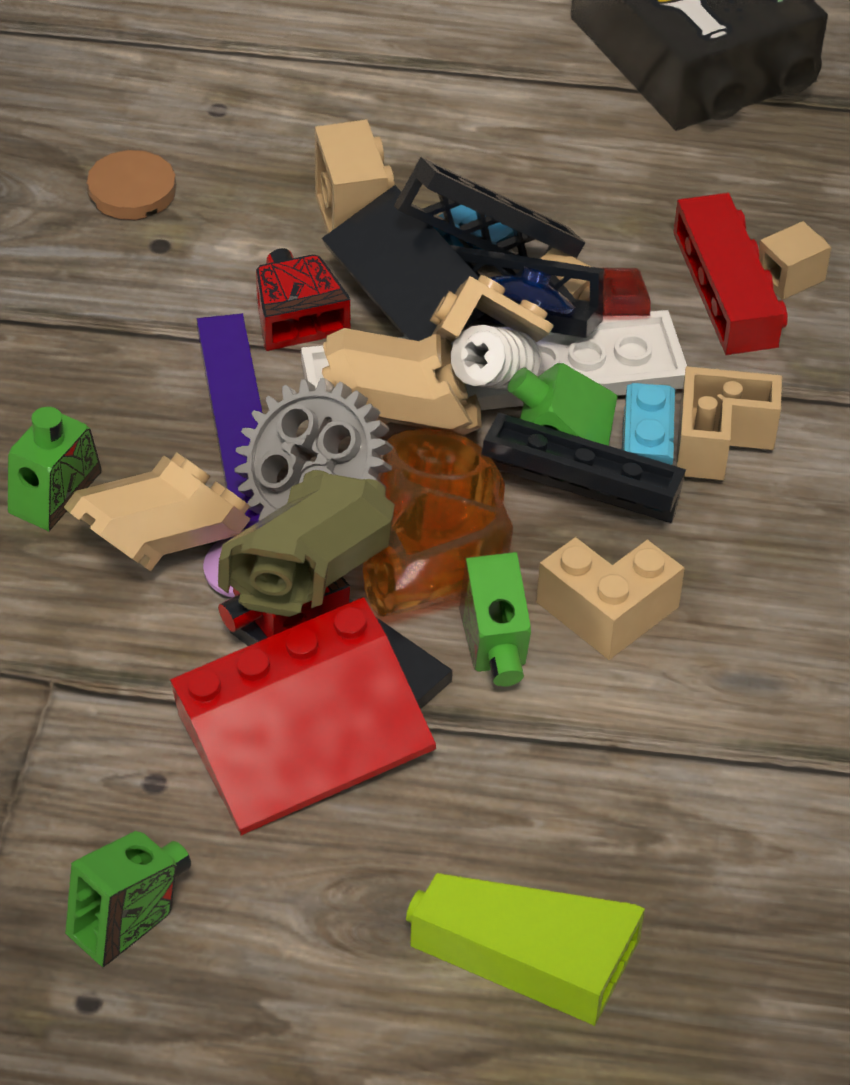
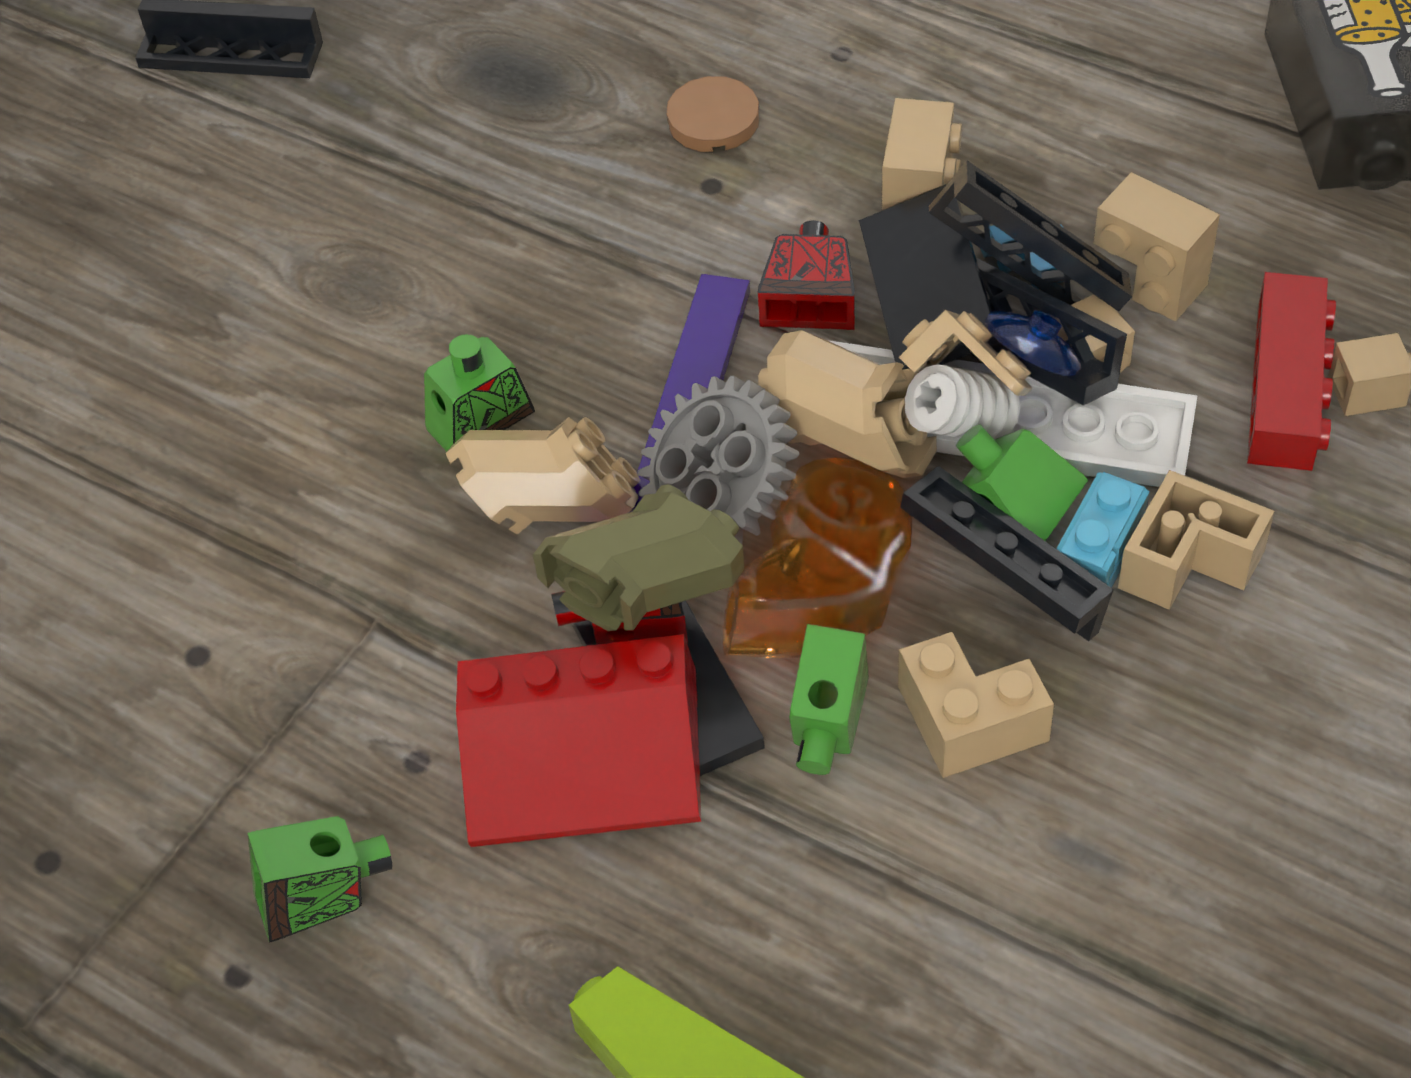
camera: 30 degrees right, 5 degrees up
(586, 188) = (1164, 237): none -> tan brick
(625, 293) = (1156, 361): clear red plate -> none

